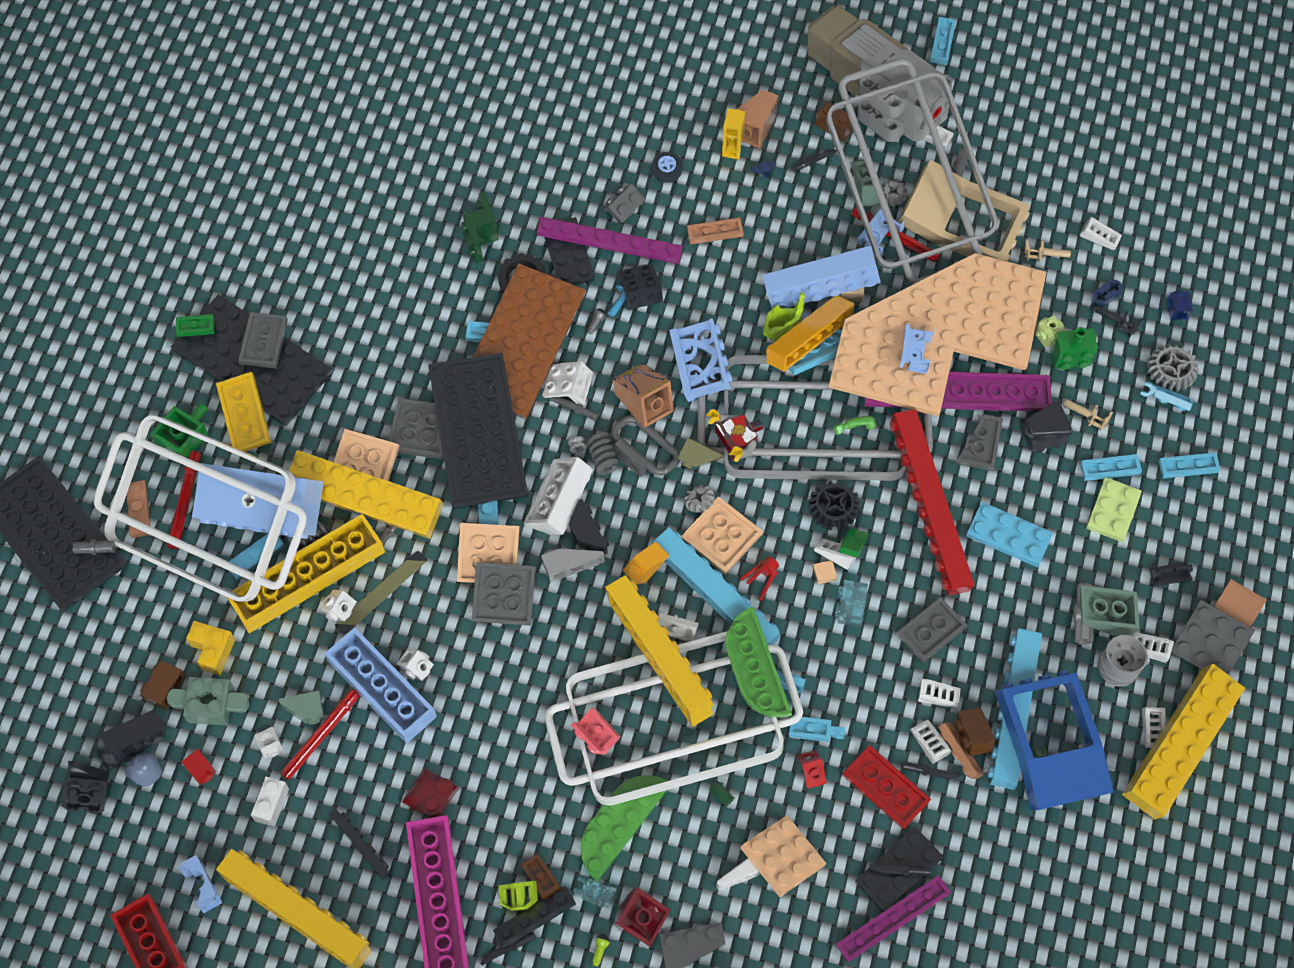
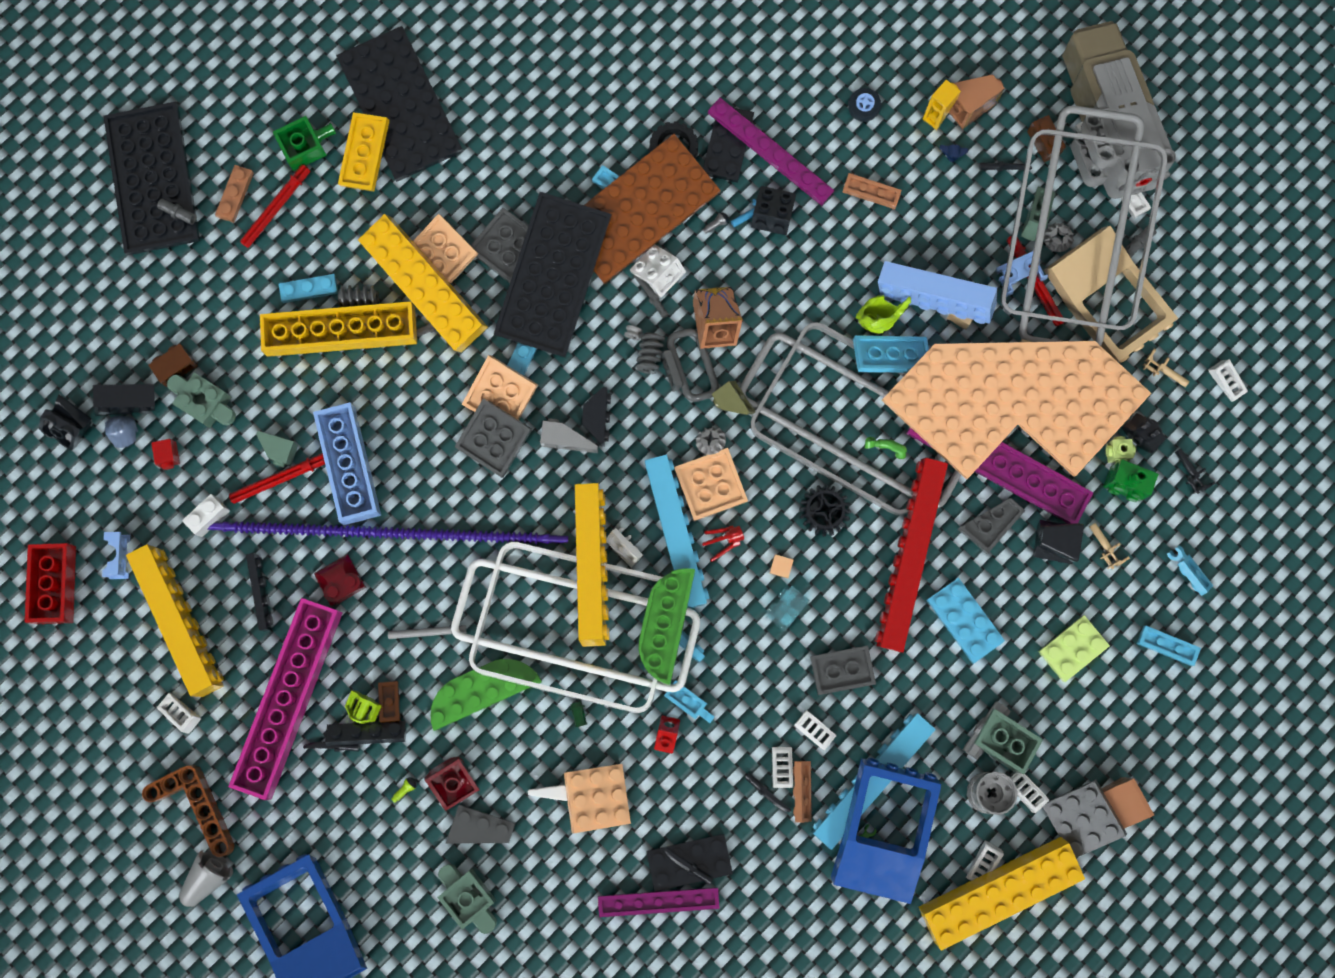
camera: 30 degrees right, 15 degrees up
(194, 325) = (363, 47): green plate -> none
(215, 646) = (232, 353): yellow brick -> none
(232, 507) = (326, 244): light blue piece -> none
(257, 578) = (334, 263): white bar -> none
(263, 340) = (414, 91): dark grey plate -> none
(269, 743) = (233, 463): white bracket -> none
(338, 606) = (350, 373): white brick -> none
(382, 591) = (395, 378): olive sticker -> none
(415, 664) = (385, 461): white brick -> none
(479, 227) = (660, 79): dark green bracket -> none
(535, 799) = (423, 632): none -> light grey bar
(558, 495) = (590, 372): white slope -> none
(595, 732) = (498, 606): coral bracket -> none
(596, 892) = (425, 742): clear light blue brick -> none
(602, 657) = (544, 538): none -> dark purple hose
(624, 202) = (805, 120): dark grey bracket -> none
(646, 563) = (628, 476): light orange slope -> none
(681, 345) = (766, 311): light blue fence -> none
(736, 433) = (774, 400): torso -> none
(809, 333) = (896, 338): light orange brick -> none
(832, 553) = (809, 556): white slope -> none
(853, 542) = (820, 555): green tile -> none
(886, 787) = (721, 786): red tile -> none
(914, 349) = (979, 407): light blue piece -> none
(942, 41) = (1199, 107): medium azure plate -> none
(974, 731) = (823, 782): reddish brown brick -> none
(1061, 305) = (1144, 433): none -> black hinge
(1104, 291) = (1196, 436): dark blue beam -> none
(1110, 467) = (1095, 608): medium azure plate -> none
(1171, 574) = (1087, 736): black hinge -> none
(1177, 362) = (1219, 533): light grey gear -> none
(1179, 305) = (1257, 489): clear blue brick -> none

